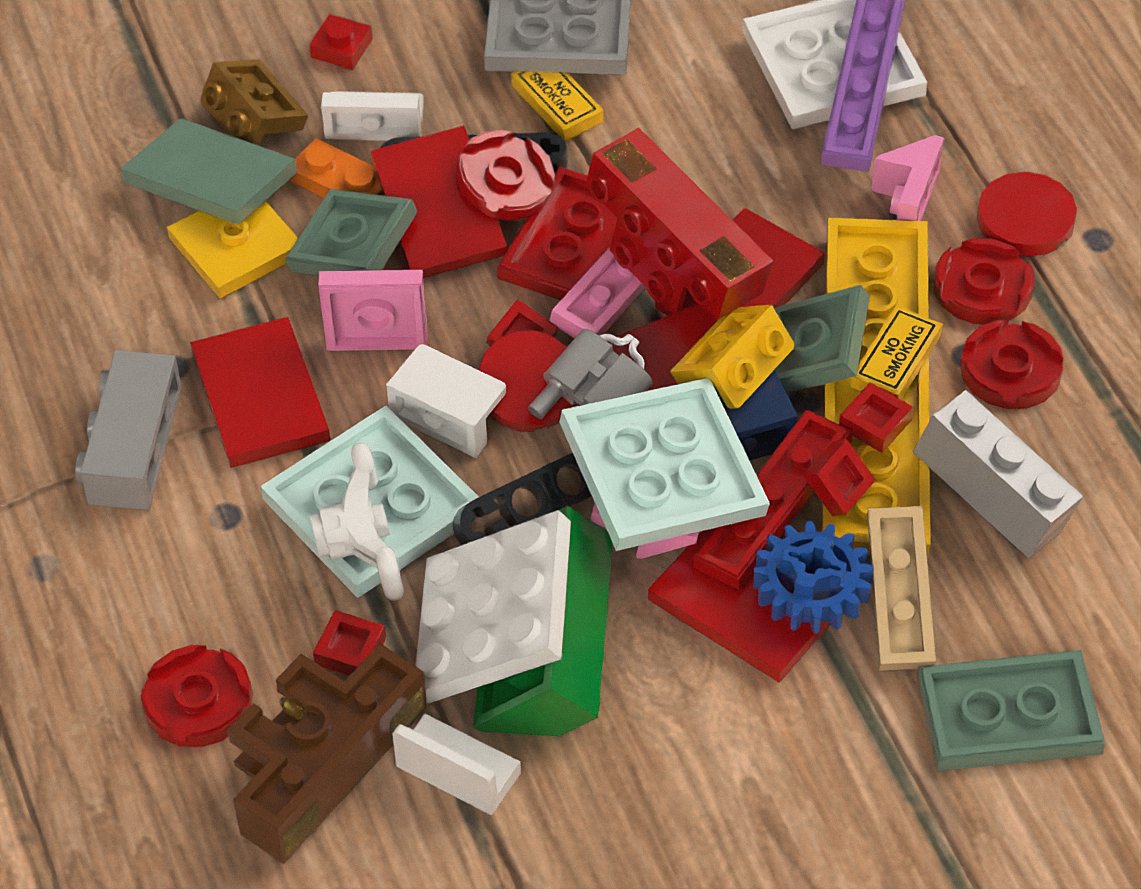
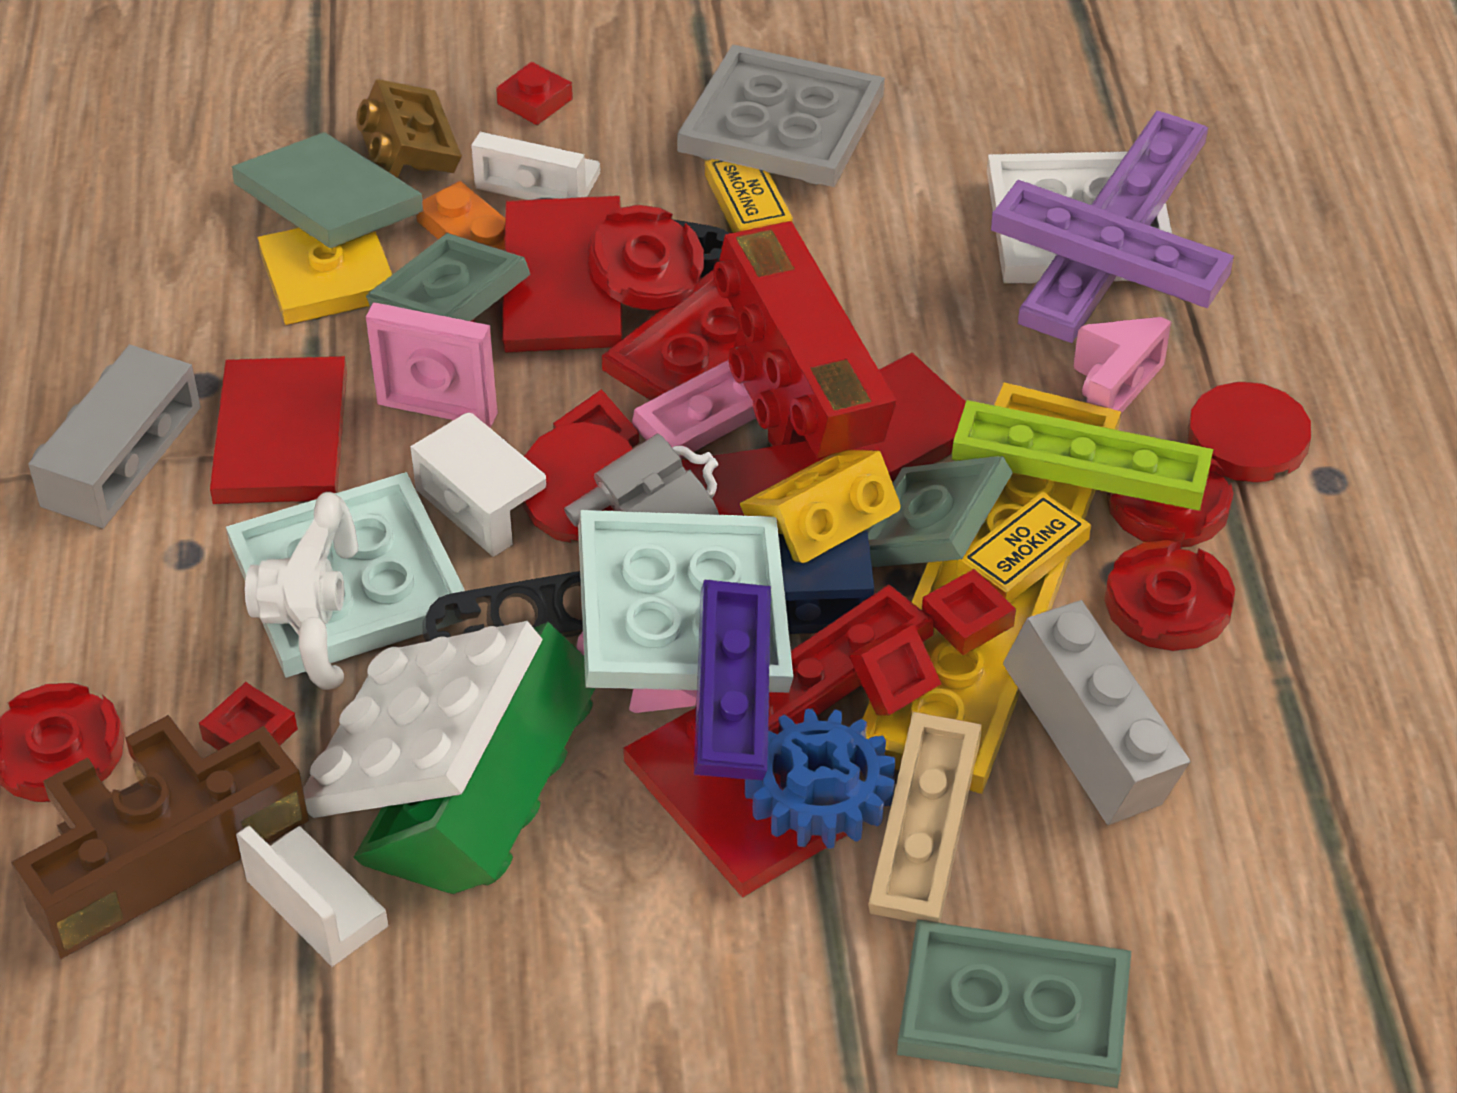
camera: 15 degrees right, 5 degrees down
(729, 517) = (733, 680): none -> dark purple tile
(878, 81) = (1112, 243): none -> medium lavender plate
(916, 266) = (1085, 454): none -> lime plate

